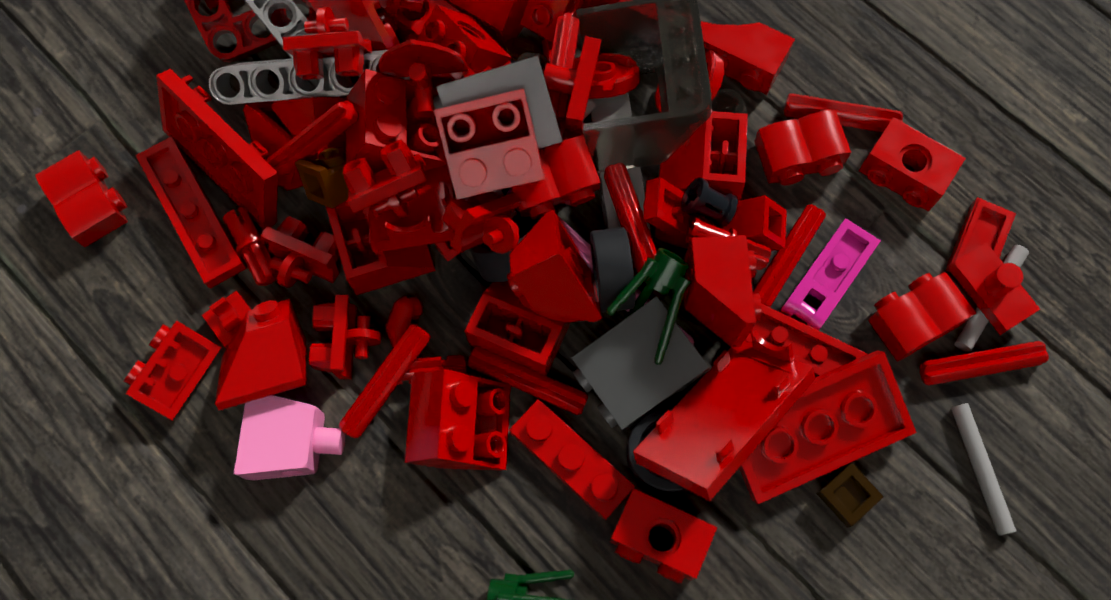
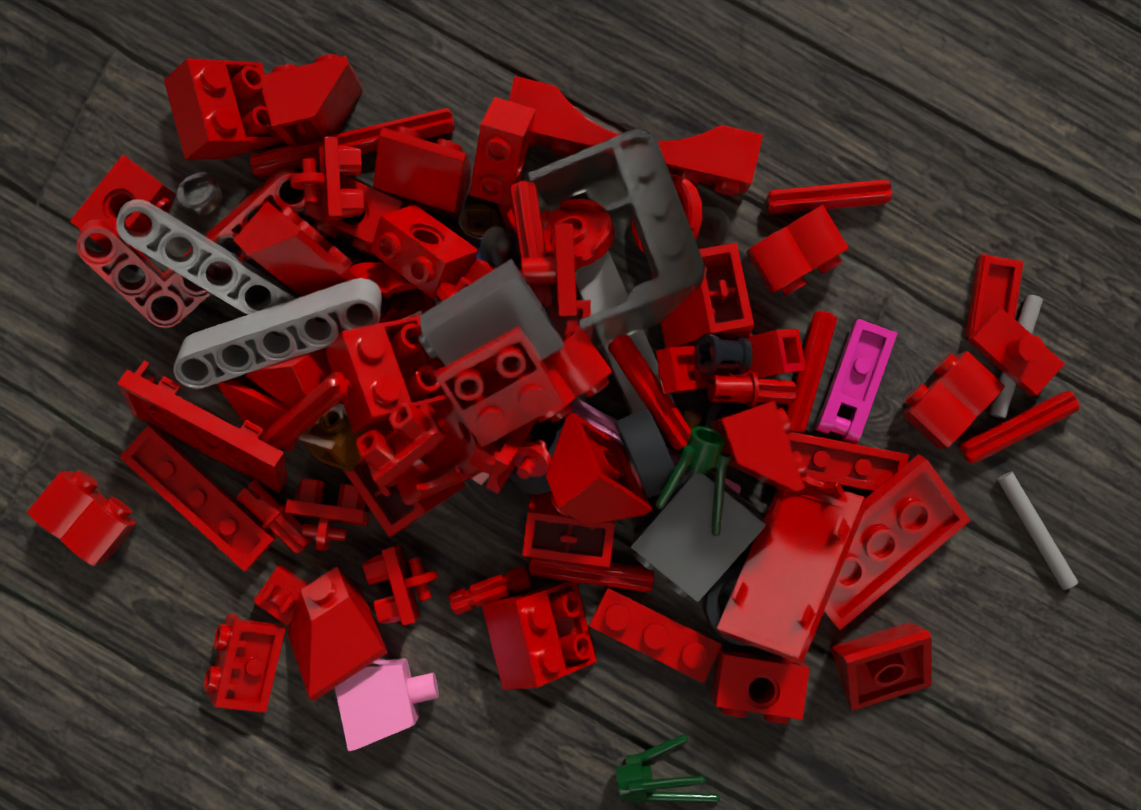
camera: 20 degrees left, 15 degrees up
(327, 42) = (274, 322): red hips -> none
(384, 381) = (458, 618): red axle -> none
(401, 316) = (449, 550): red arm -> none
(419, 62) = (404, 328): red shield -> none
(796, 557) = (884, 664): none -> red slope
(850, 495) = (921, 595): dark brown plate -> none
(932, 162) = (934, 235): red brick -> none

